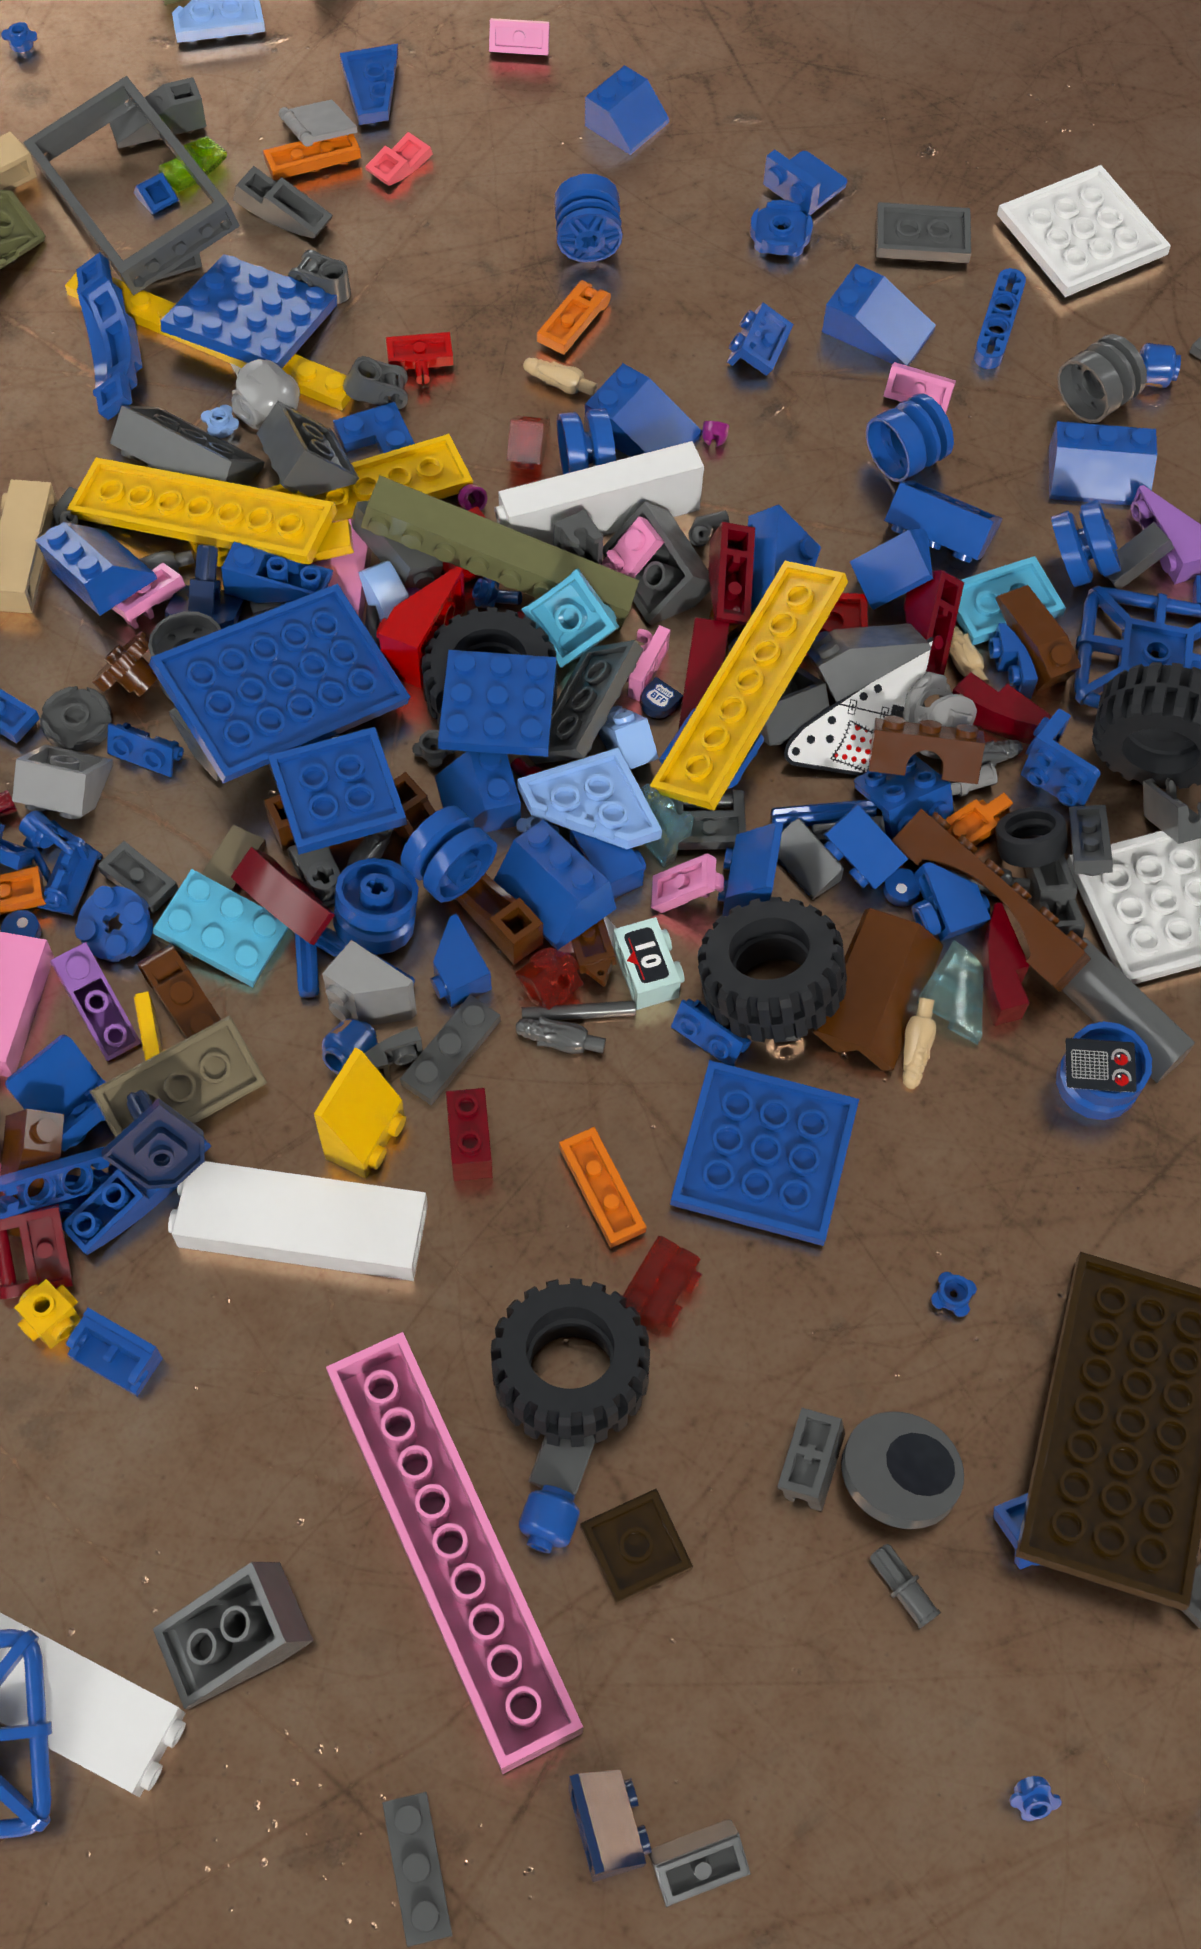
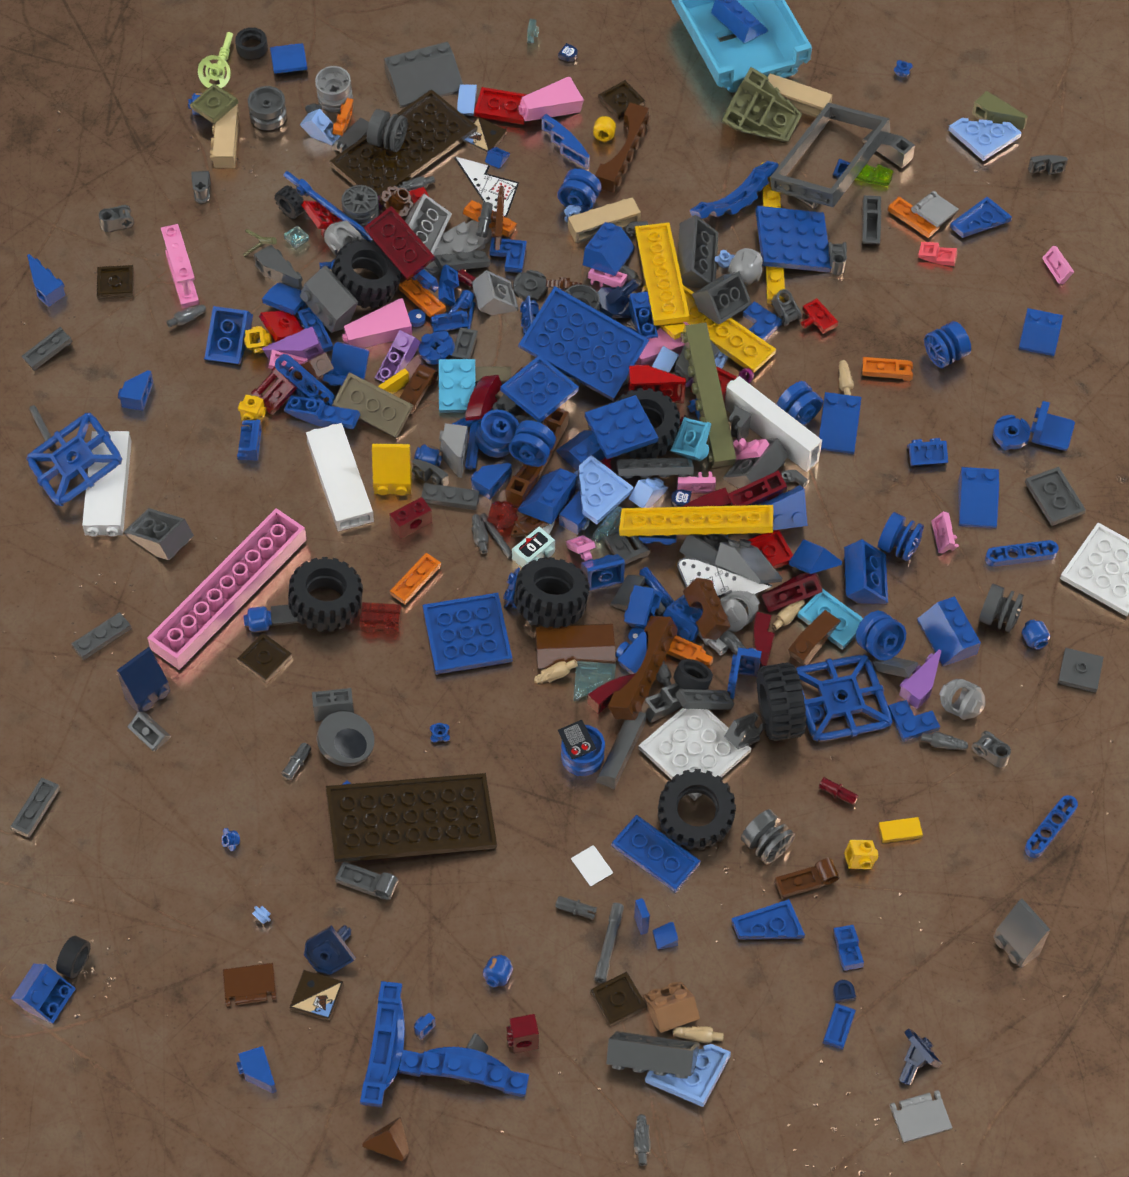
camera: 65 degrees right, 5 degrees down
(157, 1146) = (336, 404): dark blue piece -> none
(527, 441) = (791, 376): clear red slope -> none
(716, 431) = (854, 457): magenta hinge -> none
(1013, 657) = (789, 639): blue slope -> none

